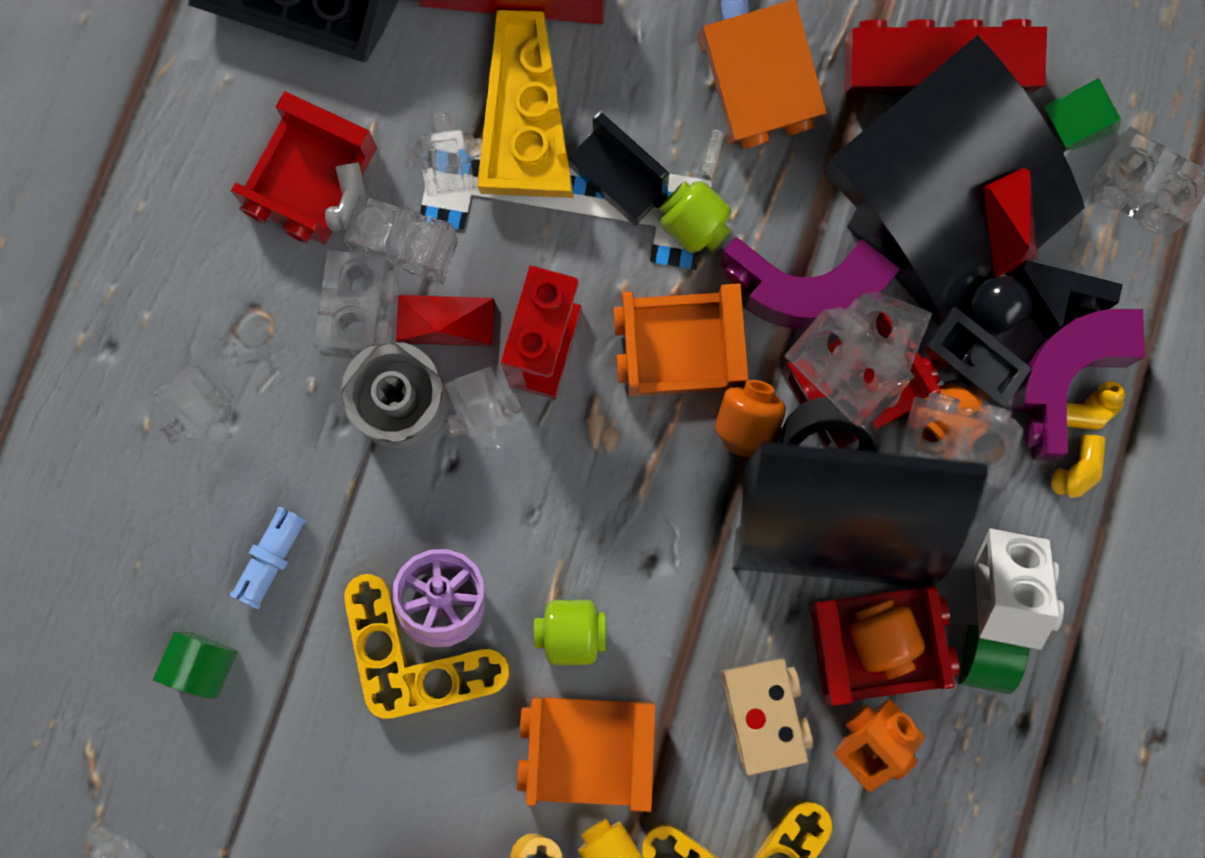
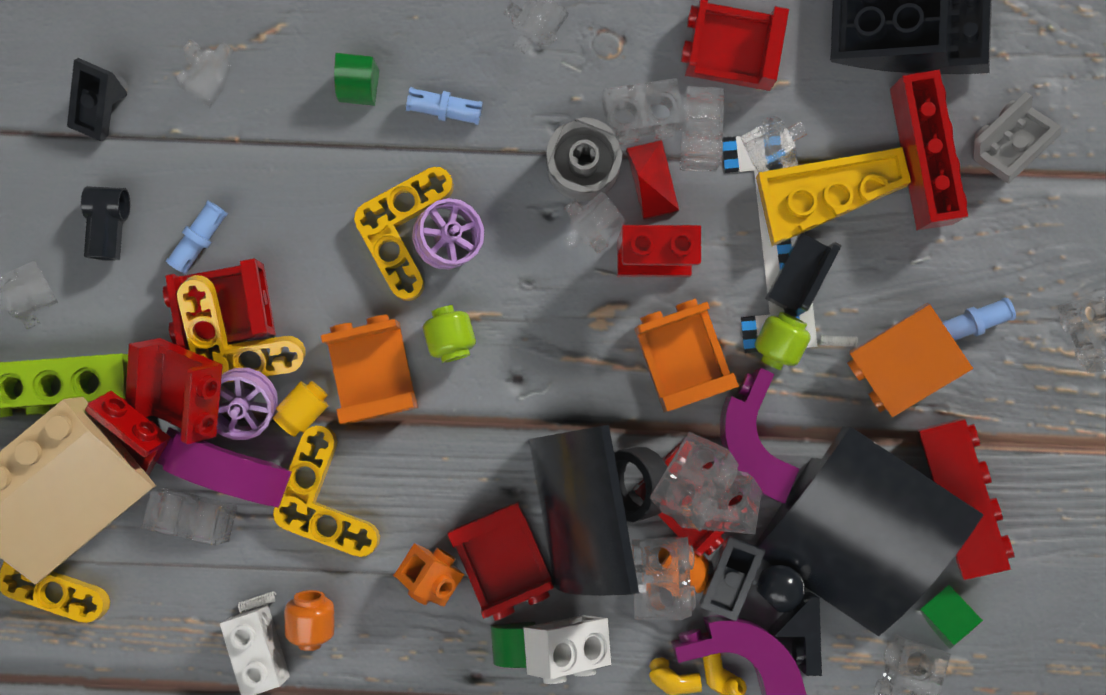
camera: 70 degrees right, 5 degrees up
(351, 186) = (730, 81): light grey arm -> none
(749, 416) = (640, 421): orange head -> none
(766, 716) = (428, 488): tan brick -> none
(887, 638) = (506, 561): orange head -> none
(1010, 221) = (846, 578): red slope -> none

